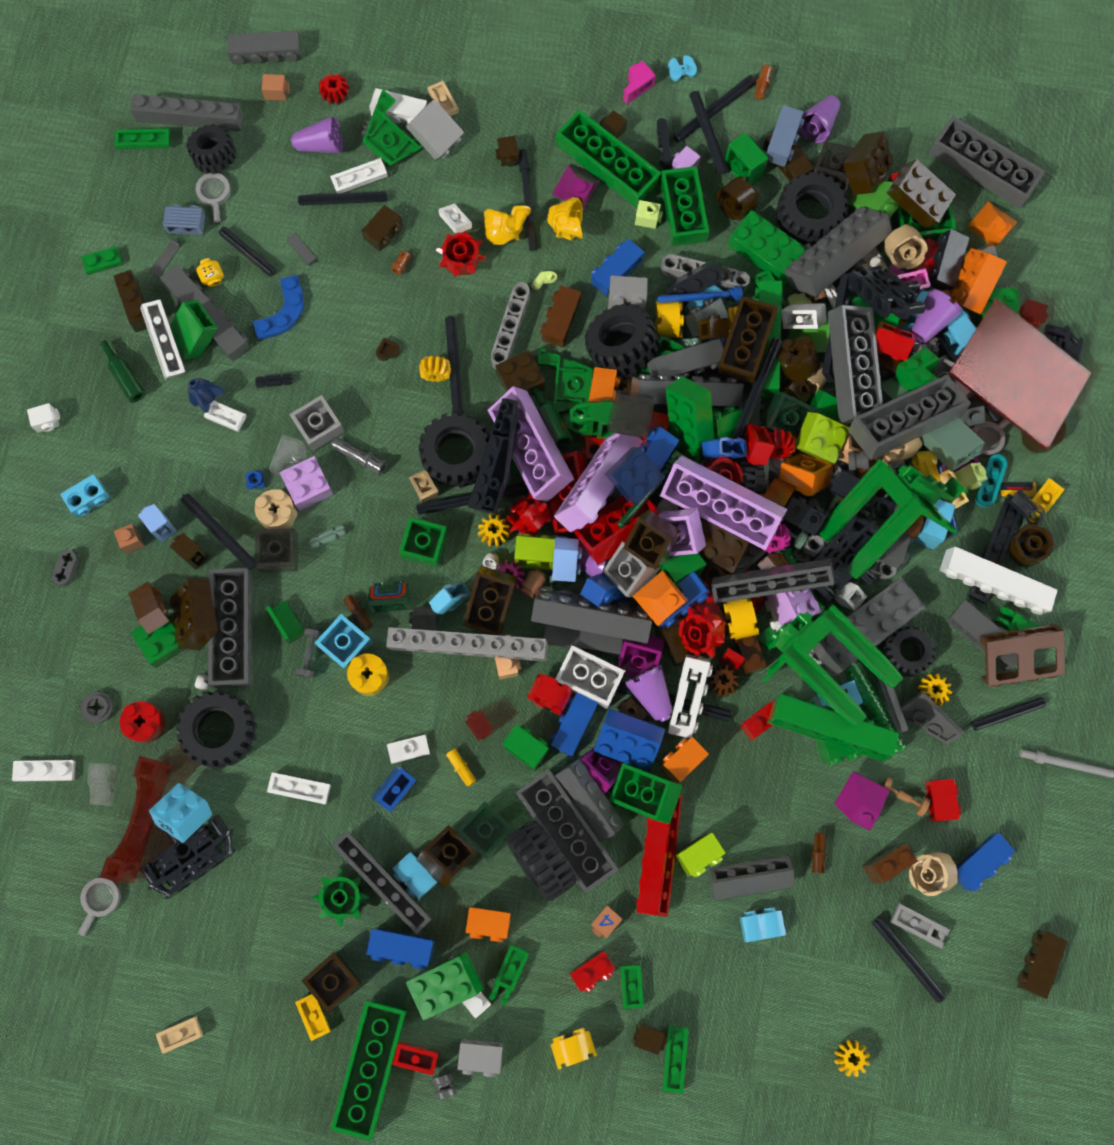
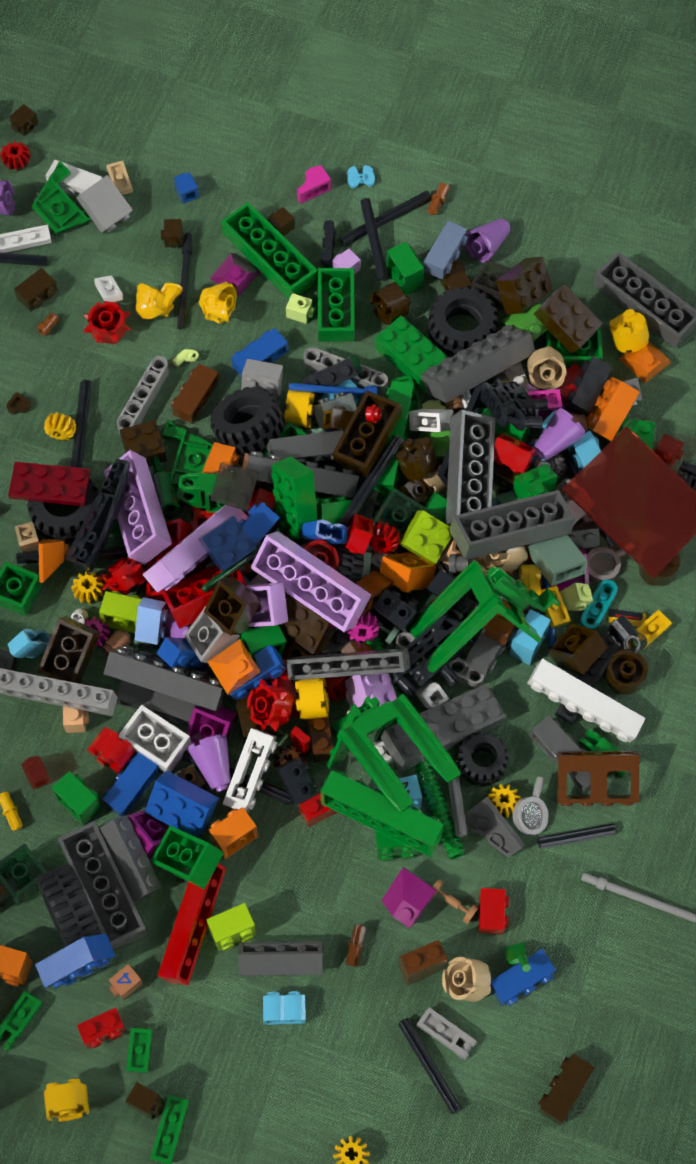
camera: 10 degrees right, 10 degrees down
(335, 49) = (23, 120): none -> dark brown brick
(439, 432) = (49, 483): none -> dark red plate
(454, 505) = (51, 555): none -> orange slope
(511, 101) = (186, 187): none -> blue brick
(558, 914) = (75, 961): none -> brick
(736, 700) = (296, 780): none -> black brick
(754, 320) = (373, 413): none -> red plate
(963, 697) = (530, 812): none -> light grey piece
(974, 842) = (517, 954): none -> green piece
(976, 197) = (629, 331): none -> yellow brick
(982, 529) = (577, 649): none -> dark brown brick

